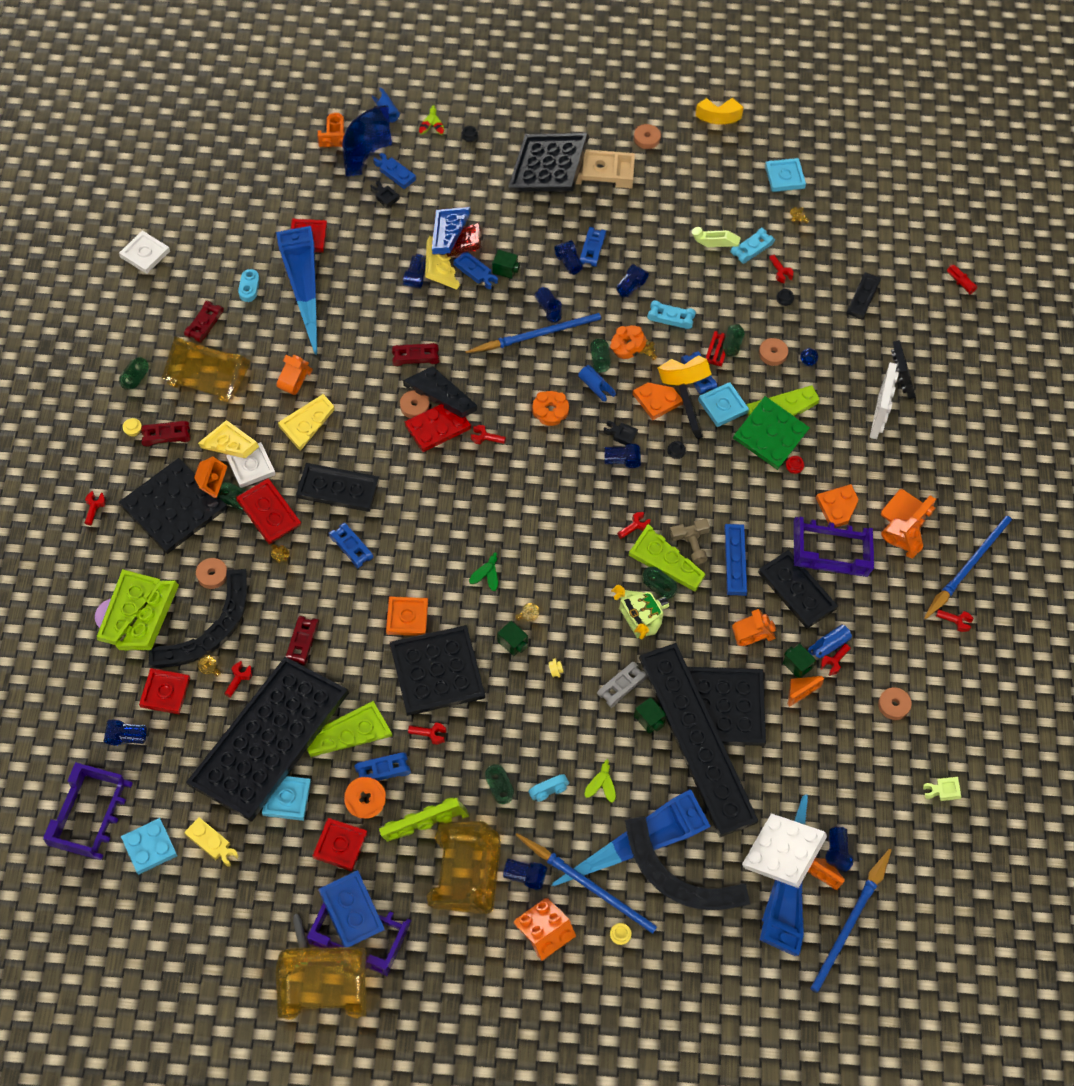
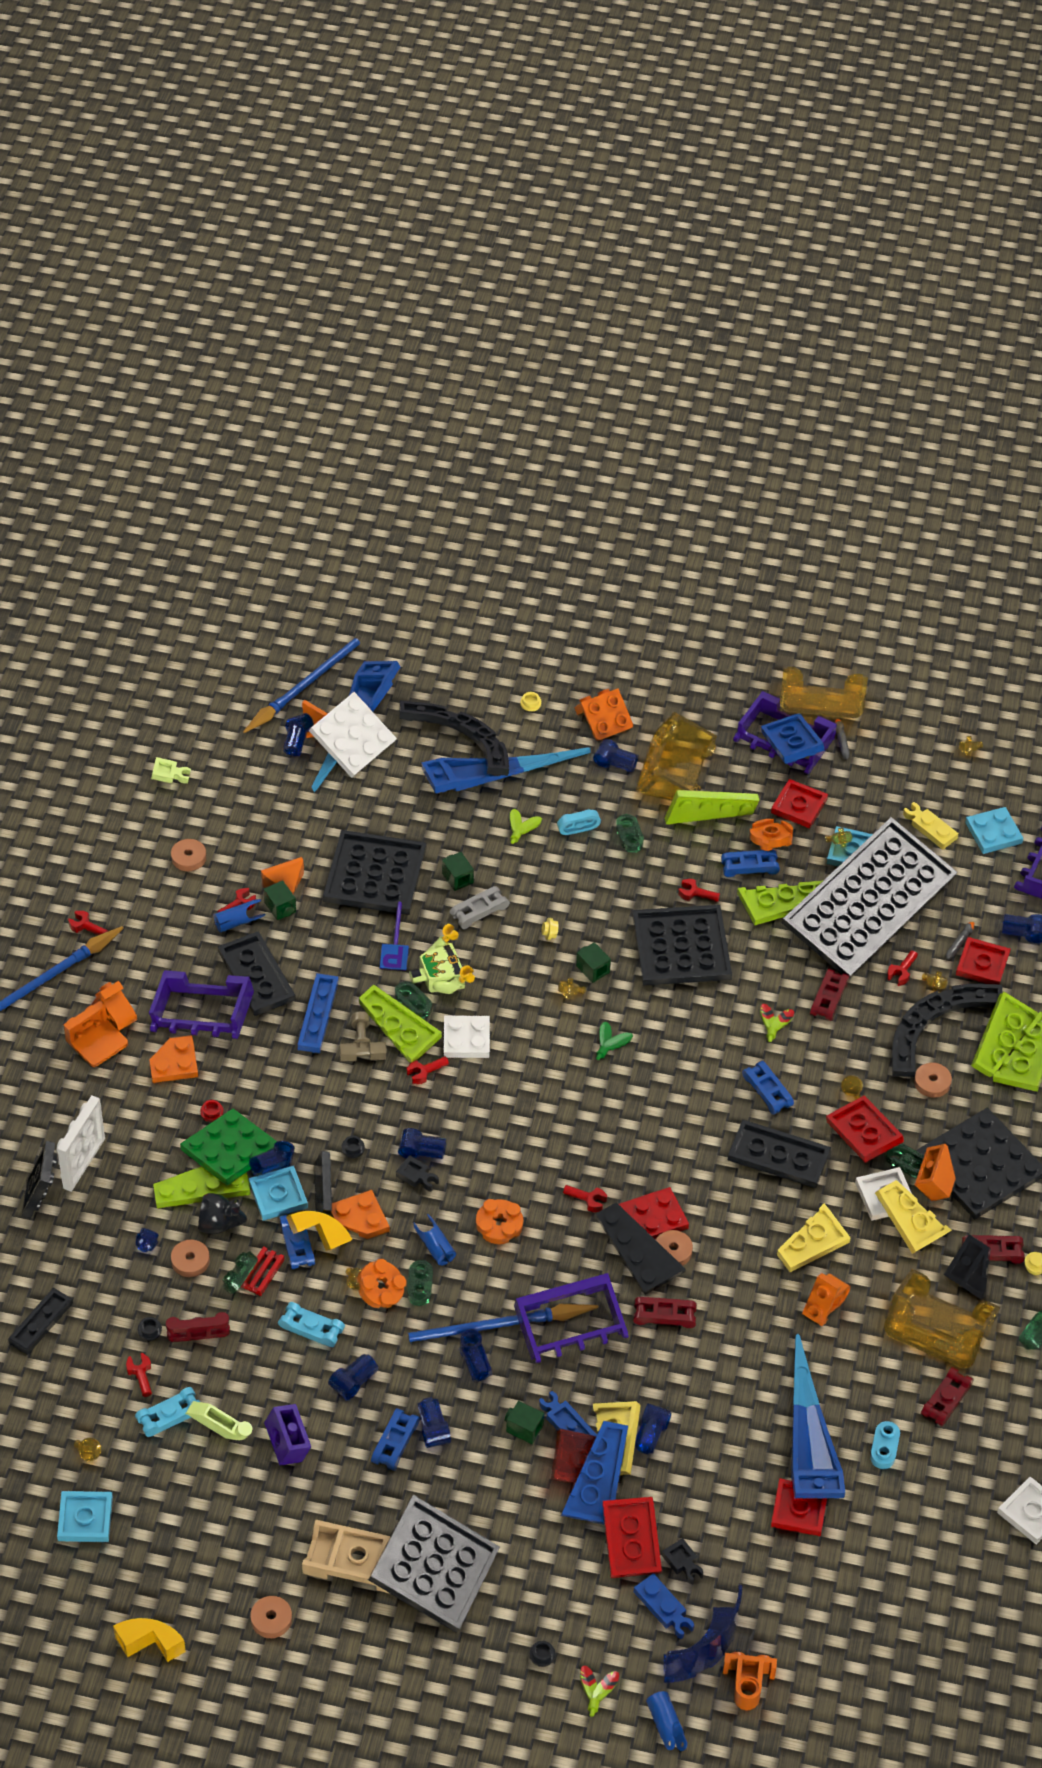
camera: 170 degrees left, 10 degrees down
(170, 945) = (969, 745): none -> clear yellow piece
(177, 728) = (957, 944): none -> dark grey piece
(184, 410) = (971, 1266): none -> black wing
(298, 794) = (841, 837): none -> clear yellow piece
(347, 608) = (774, 1024): none -> piece
(407, 616) = (709, 1002): orange plate -> none
(420, 199) = (631, 1537): none -> red plate
(469, 353) = (585, 1286): none -> dark purple hinge
(558, 863) = (594, 766): blue piece -> none
(607, 559) = (466, 1036): none -> white plate
(666, 231) = (287, 1434): none -> dark purple brick
(687, 627) = (394, 955): none -> piece
(698, 740) = (415, 837): black plate -> none
(735, 419) = (272, 1160): none -> clear blue piece
(751, 298) = (198, 1328): none -> dark red plate
(754, 629) = (320, 932): orange pin -> none
(761, 375) = (219, 1214): none -> black piece

